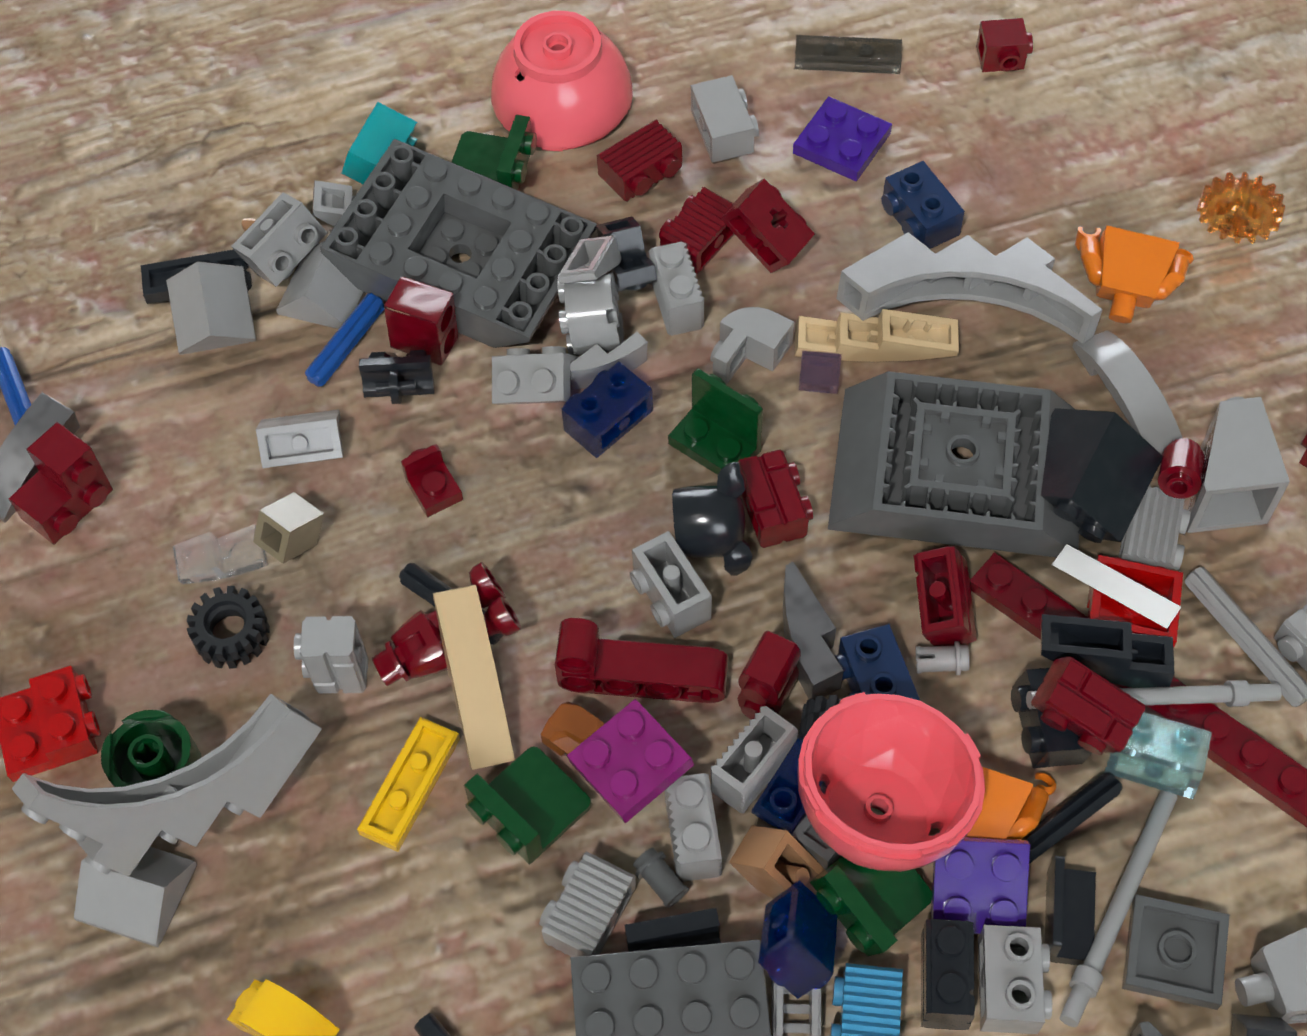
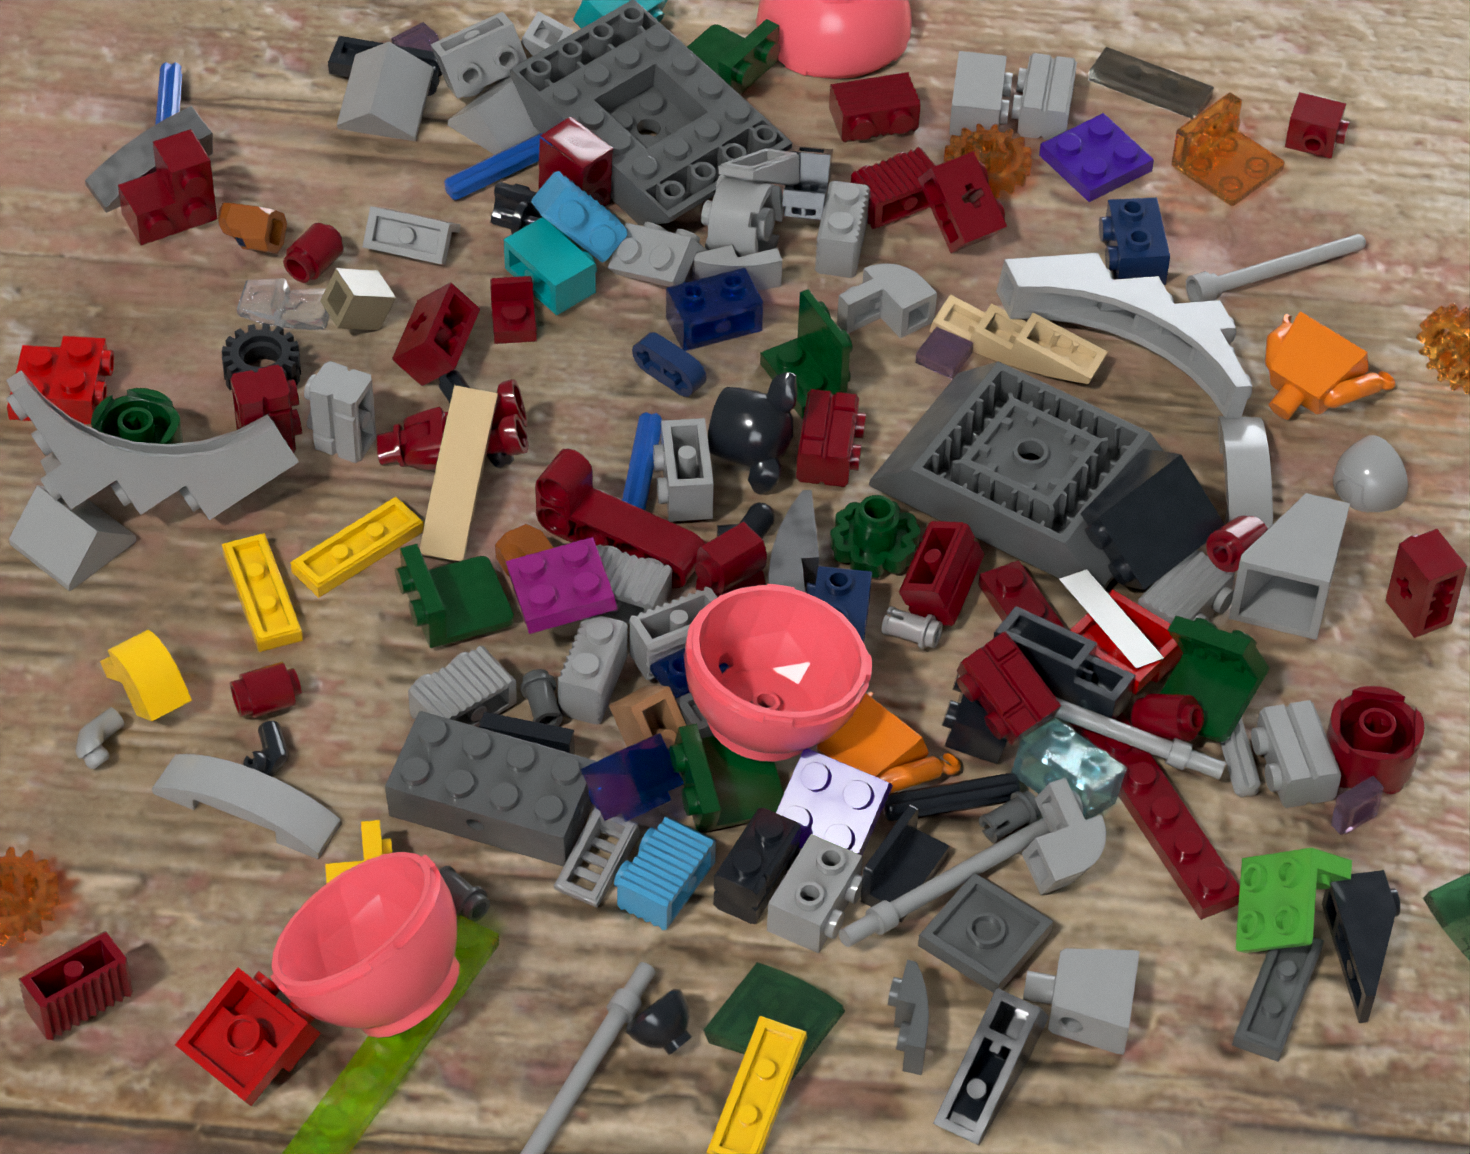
camera: 20 degrees right, 10 degrees down
(153, 488) = (253, 227): none -> dark orange rock
(211, 240) = (417, 37): none -> clear purple tile
(222, 493) = (313, 252): none -> dark red brick
(258, 676) = (267, 393): none -> dark red brick
(344, 872) = (262, 592): none -> yellow tile
(378, 535) = (436, 334): none -> dark red brick
(403, 984) = (265, 690): none -> dark red brick
(440, 418) = (558, 268): none -> teal brick
(450, 368) = (579, 216): none -> dark azure brick
(596, 479) = (669, 364): none -> dark blue beam
(622, 589) = (641, 461): none -> blue axle
(686, 719) = (635, 582): none -> light grey brick
(751, 616) = (758, 517): none -> black arm
(759, 163) = (1002, 155): none -> clear orange gear
(775, 98) = (1046, 96): none -> light grey brick
(862, 581) = (875, 536): none -> dark green plant
(948, 101) = (1221, 156): none -> clear orange bracket
(1000, 225) = (1210, 286): none -> light grey piece
(1128, 817) = (1010, 816): none -> dark grey pin
(1205, 829) = (1072, 843): none -> light grey brick
(1210, 661) = (1168, 716): none -> dark red brick
(1226, 612) = (1218, 671): none -> dark green bracket
(1227, 351) = (1371, 476): none -> light grey helmet

